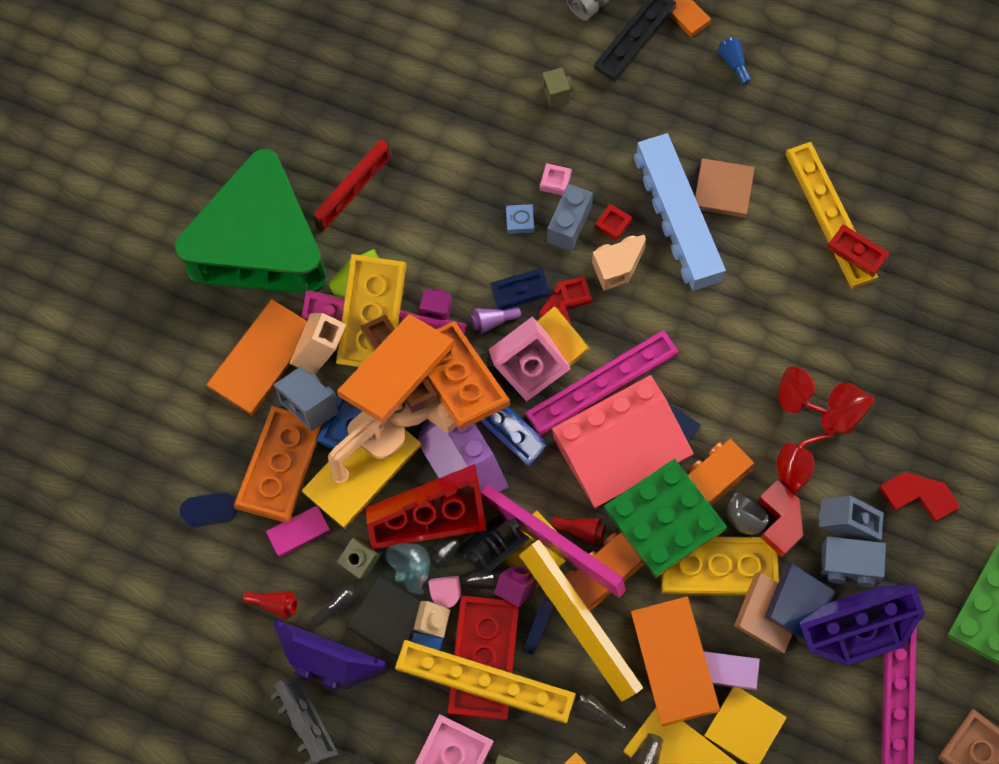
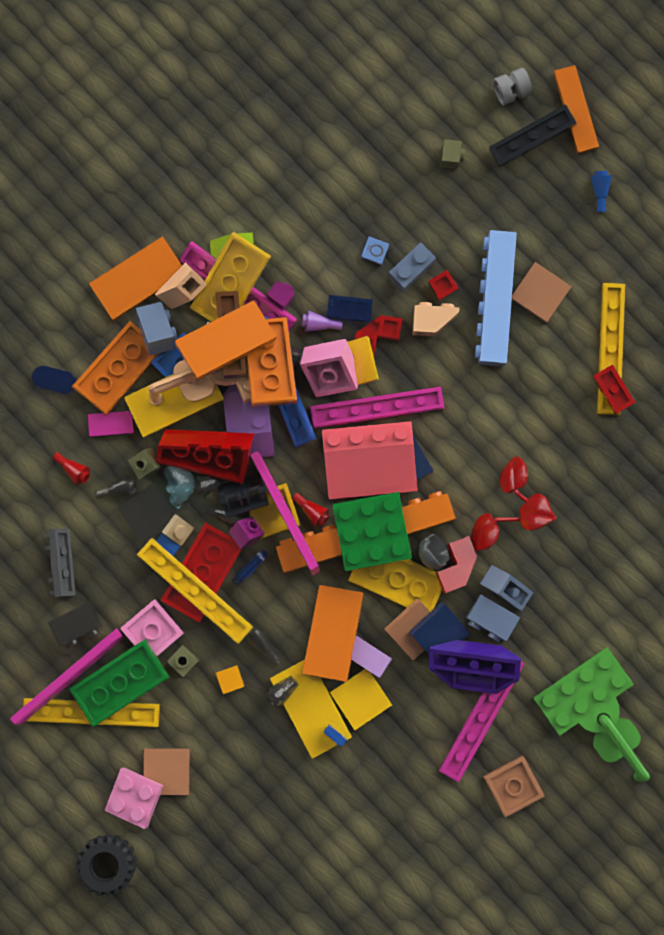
camera: 20 degrees right, 15 degrees up
(253, 234) = (170, 179): green brick -> none
(326, 659) = (91, 525): dark purple wedge -> none
(351, 185) = (260, 169): red tile -> none
(445, 591) = (196, 513): bright pink tile -> none
(555, 179) = (416, 229): bright pink tile -> none
(581, 621) = (279, 578): yellow tile -> none
(932, 494) = (574, 594): red tile -> none

